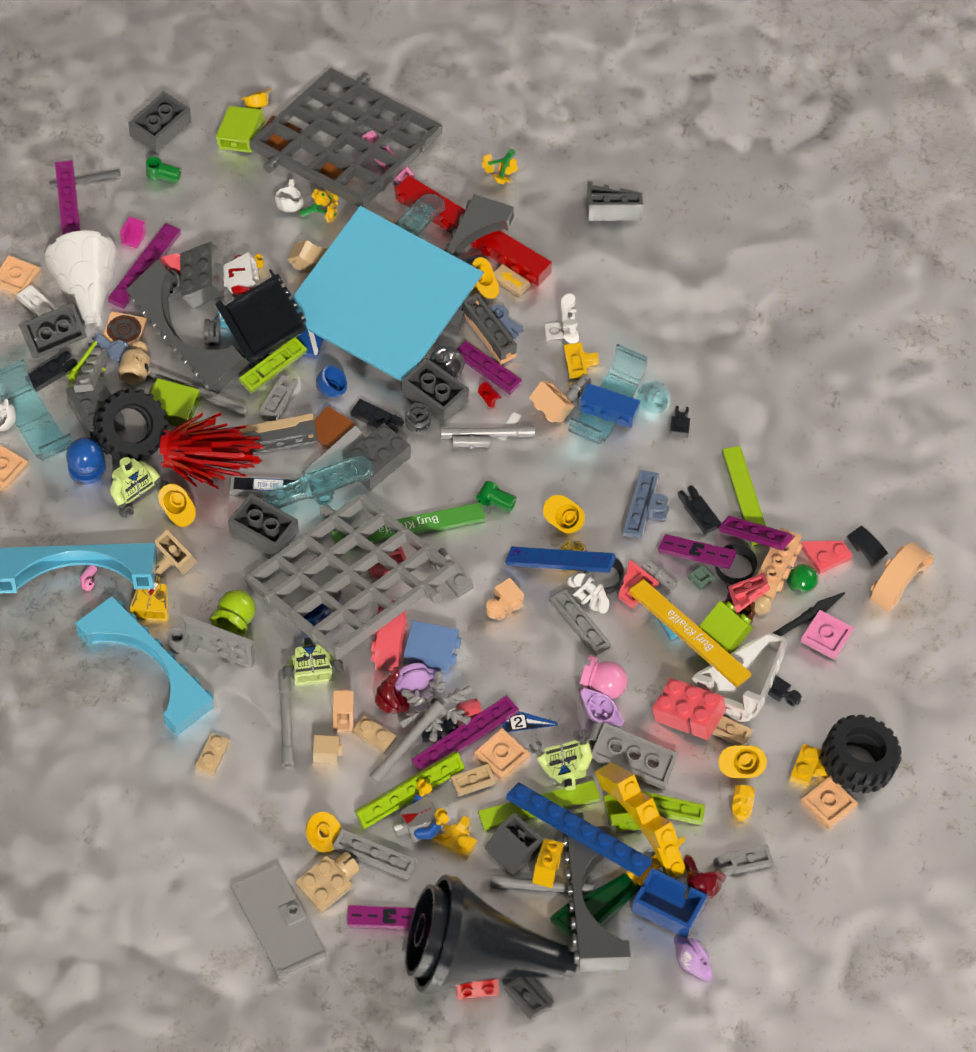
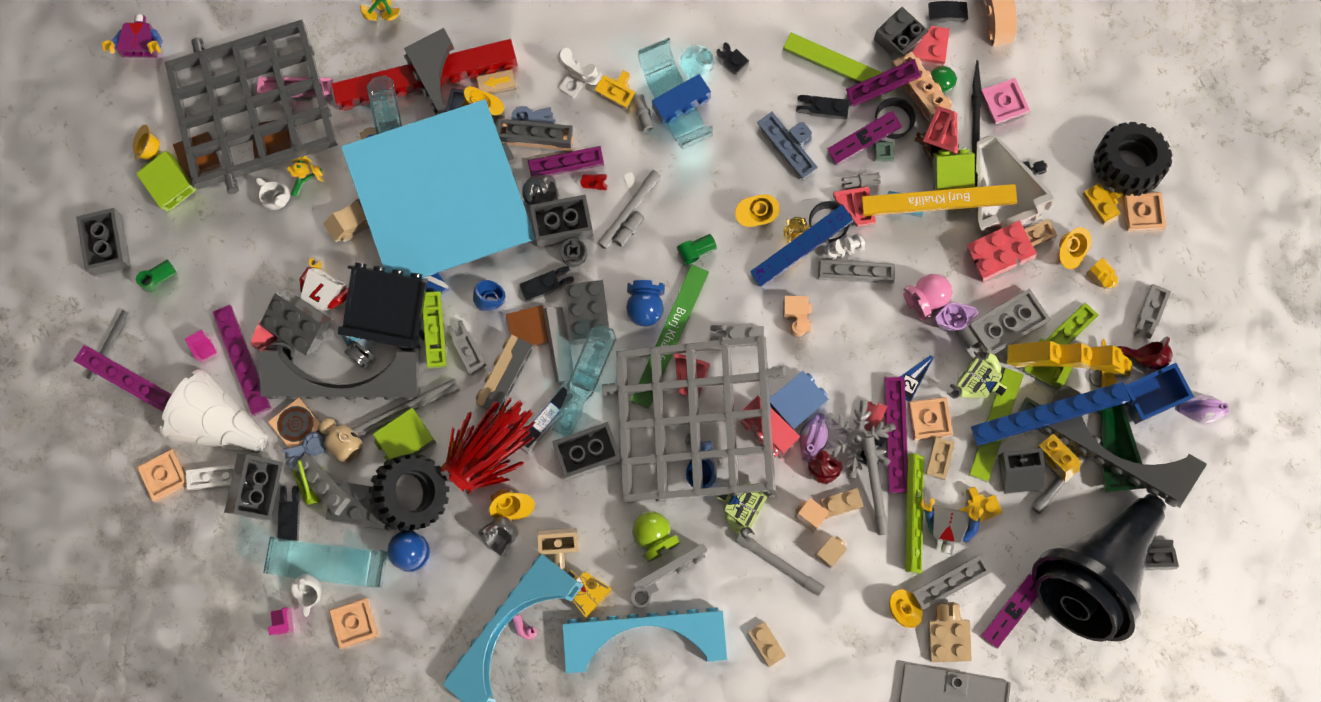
camera: 50 degrees left, 20 degrees up
(131, 481) = (459, 527): yellowish green torso -> none
(148, 511) = (499, 534): none -> flat silver hair
(331, 40) = (135, 40): none -> magenta torso
(417, 486) = (644, 304): none -> blue tile
(551, 402) = (643, 140): light nougat brick -> none
(812, 517) = (900, 32): none -> dark grey slope

